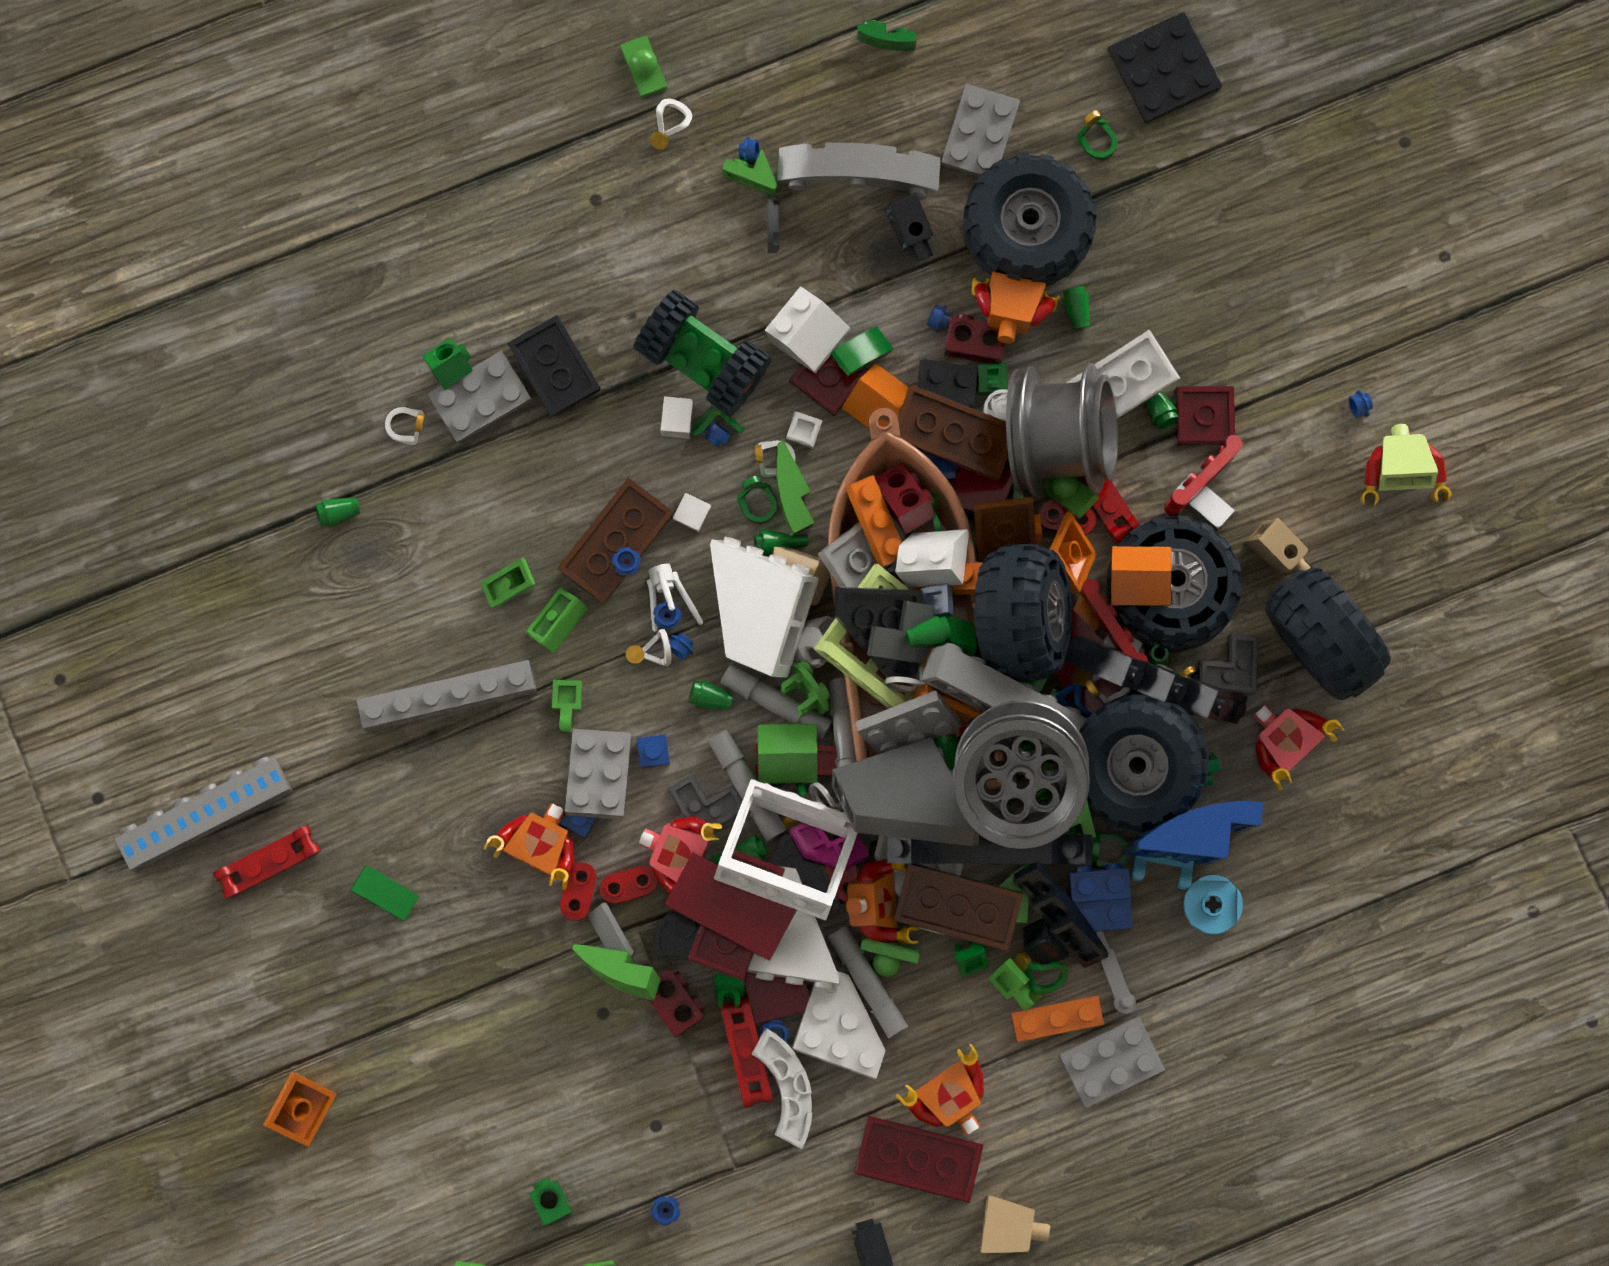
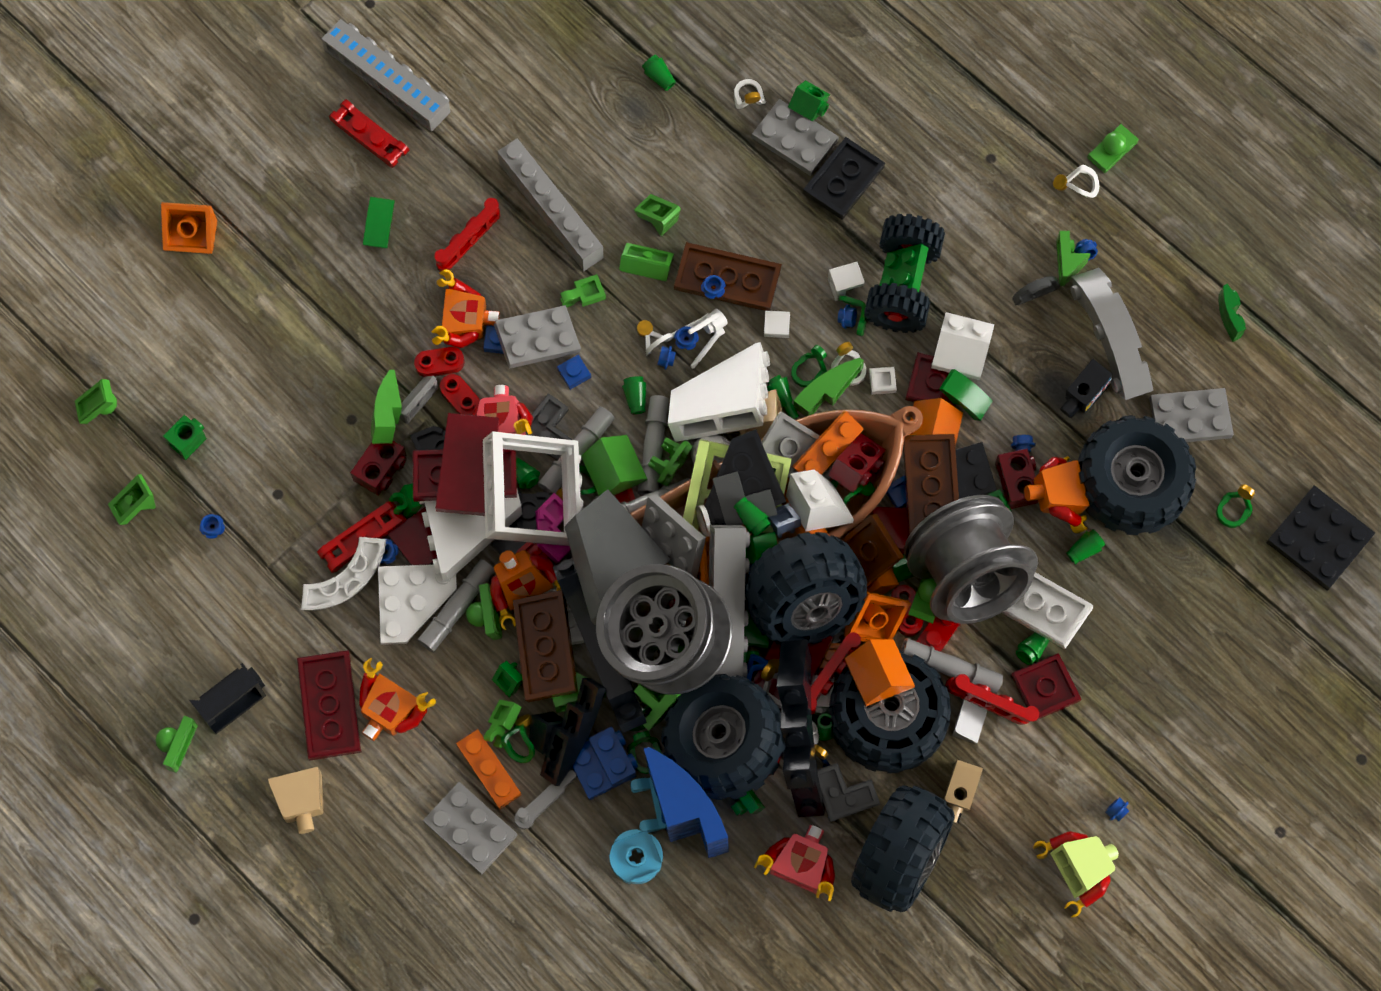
camera: 70 degrees right, 10 degrees down
(449, 811) = (474, 230): none -> red plate
(1150, 499) = (953, 666): none -> light grey piece

